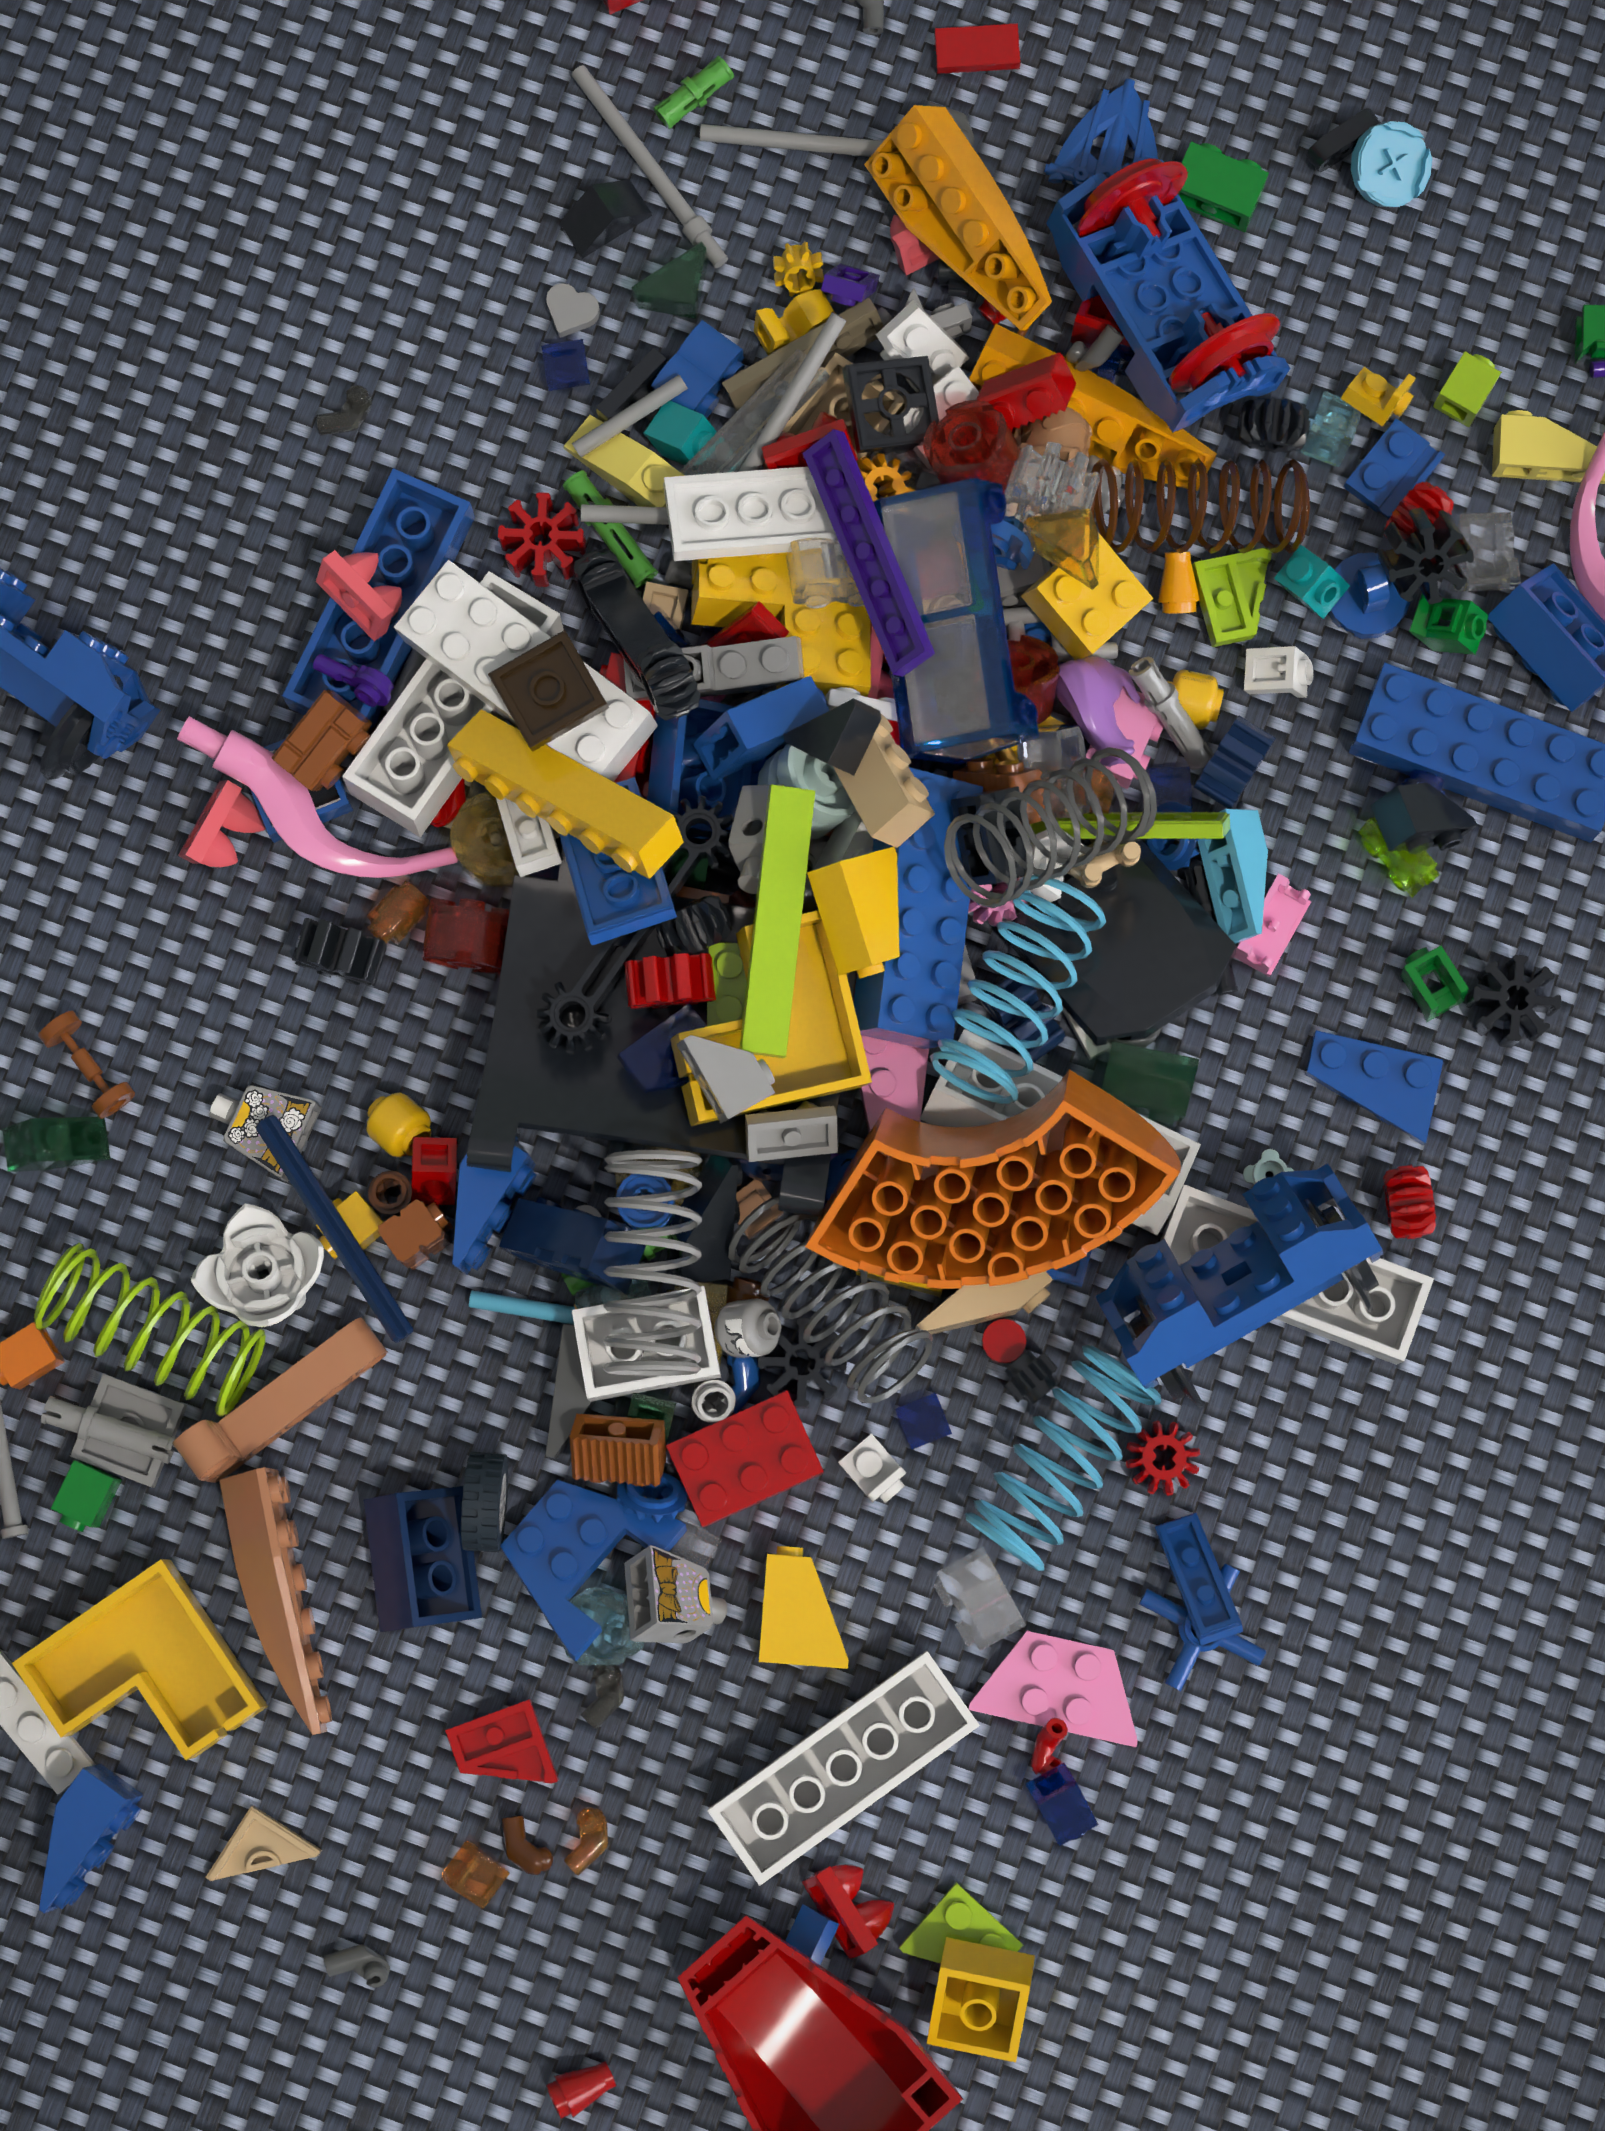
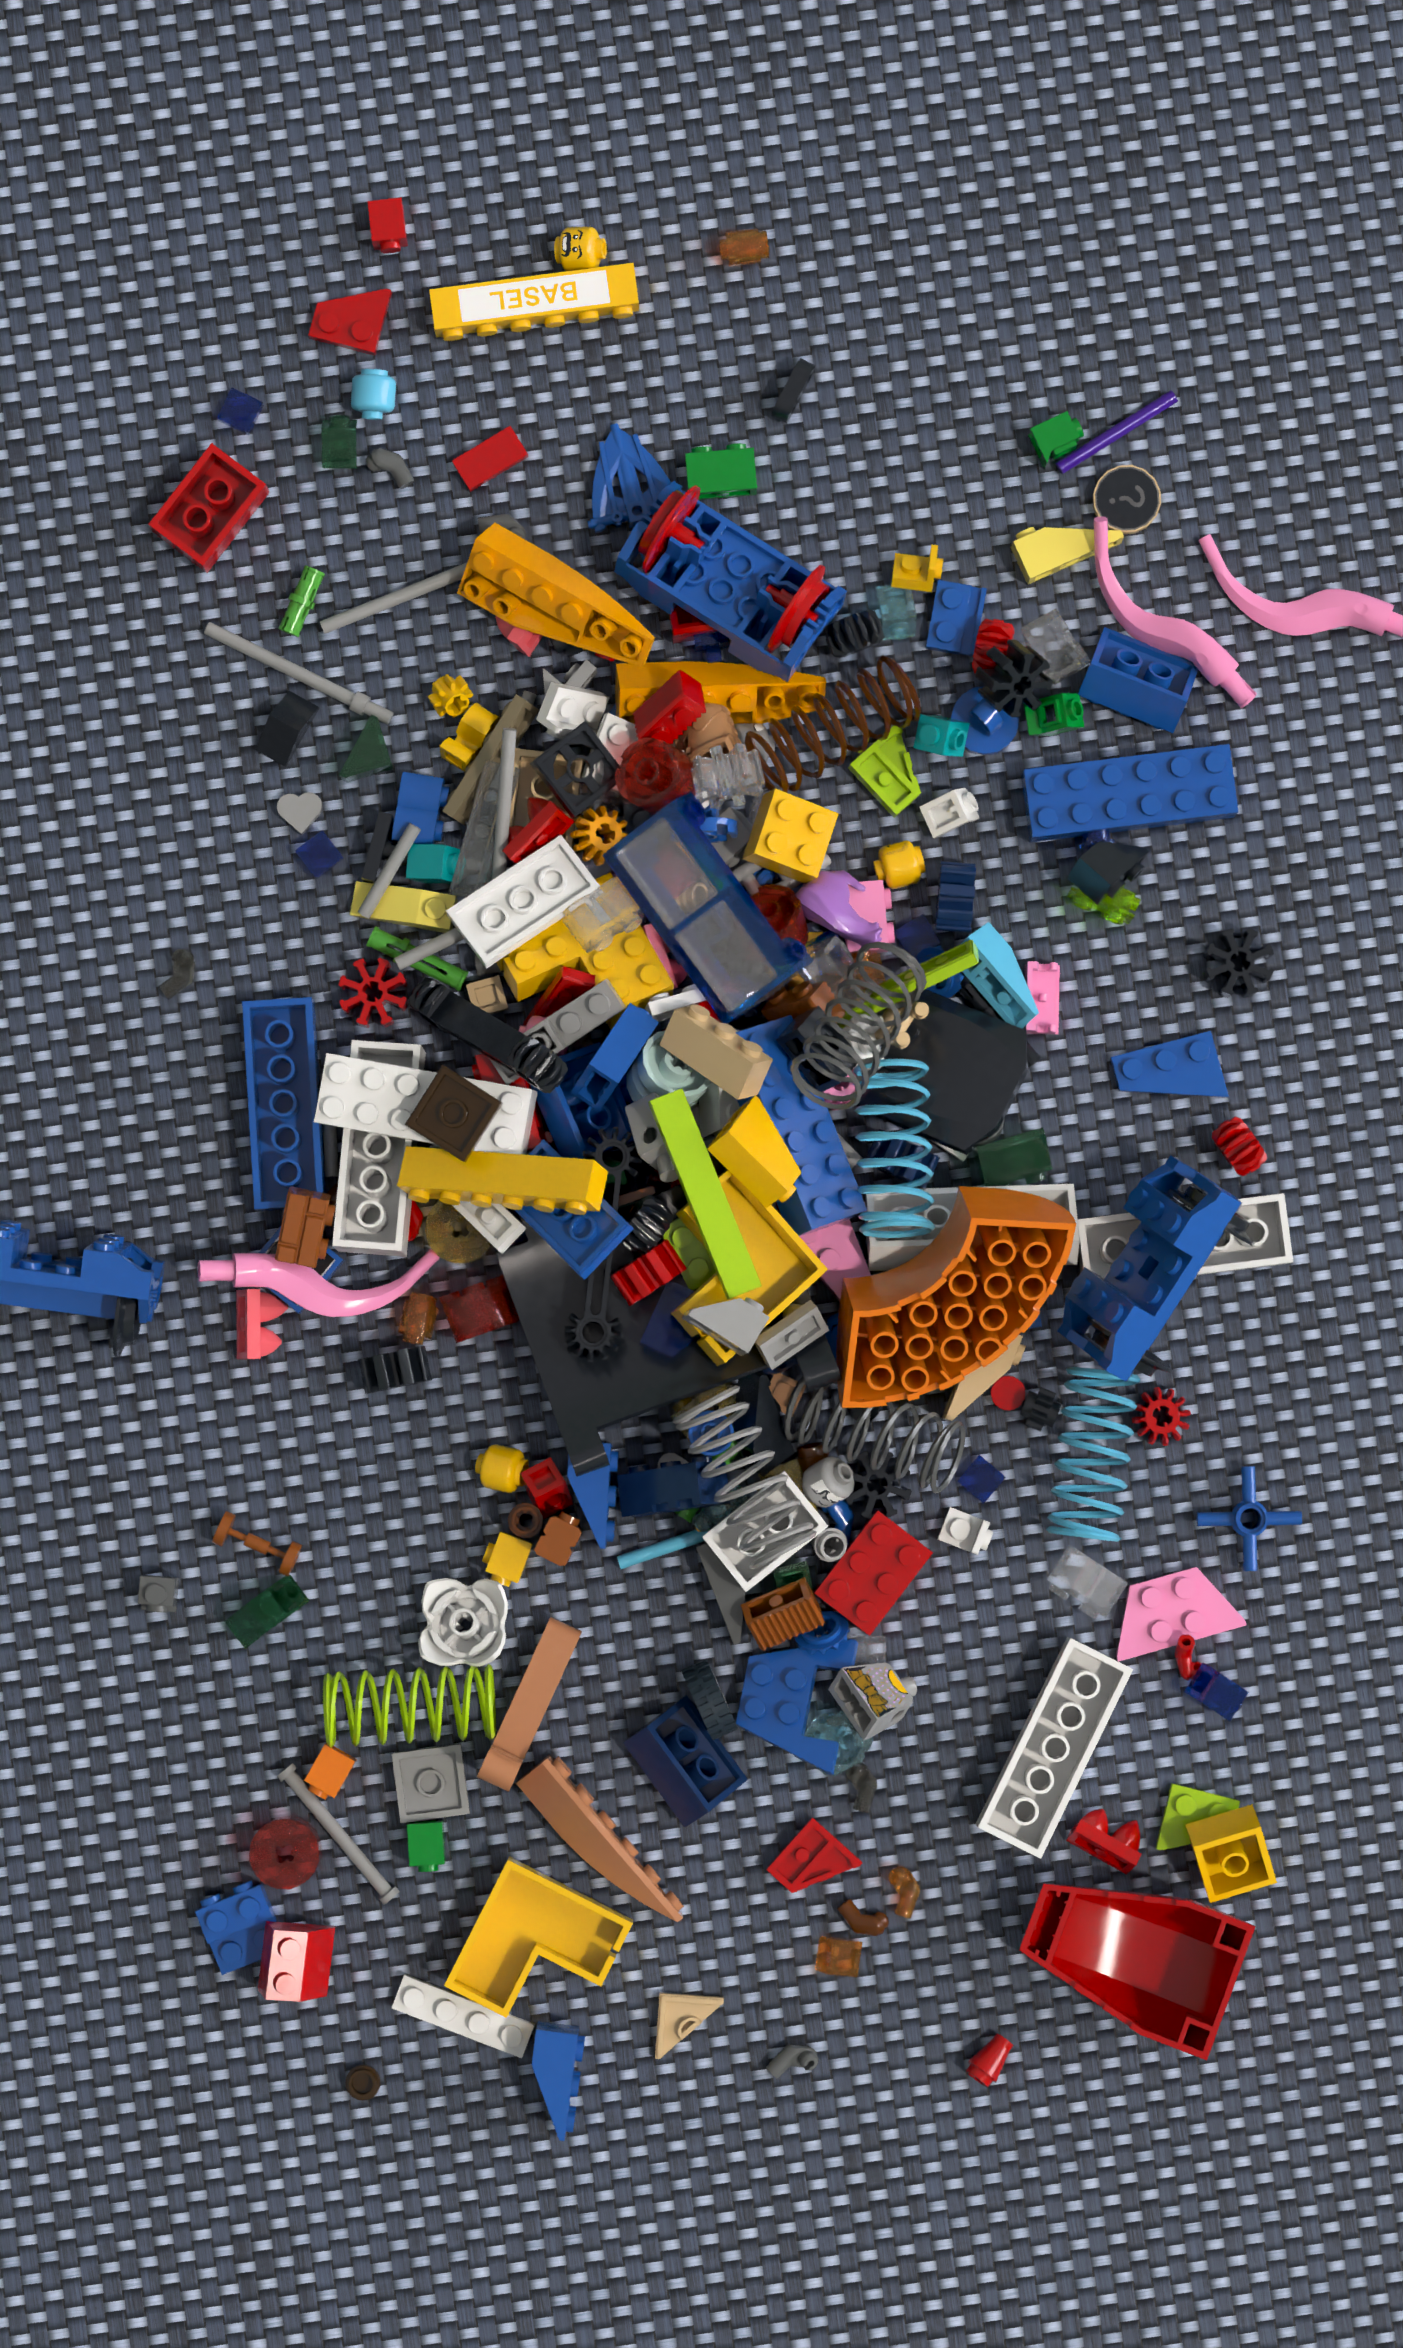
camera: 35 degrees left, 5 degrees up
(95, 1425) = (419, 1790): light grey pin -> none
(256, 1104) = (409, 1520): torso -> none
(334, 1228) = (500, 1566): dark blue axle -> none
(347, 584) = (257, 1104): coral tile -> none
(370, 684) = (316, 1170): dark purple plate -> none
(671, 629) = (505, 1014): clear blue tile -> none
(796, 1614) = (966, 1660): yellow slope -> none
(812, 1933) = (1092, 1870): blue tile -> none
(838, 735) = (676, 1041): black slope -> none
(849, 284) = (495, 689): dark purple plate -> none
(868, 553) = (623, 892): dark purple plate -> none
(1068, 542) = (762, 810): clear yellow slope -> none
(1099, 351) = (701, 650): dark grey arm -> none
(1164, 702) = (883, 881): light grey pin -> none
(1178, 584) = (848, 788): light orange cone -> none
(1198, 1579) = (1229, 1487): blue tile -> none
(1269, 1162) = (1127, 1168): light aqua plate -> none
(1391, 164) = (837, 392): medium azure tile -> none
(1437, 961) = (1188, 987): green window -> none
(1467, 388) = (978, 531): lime brick -> none

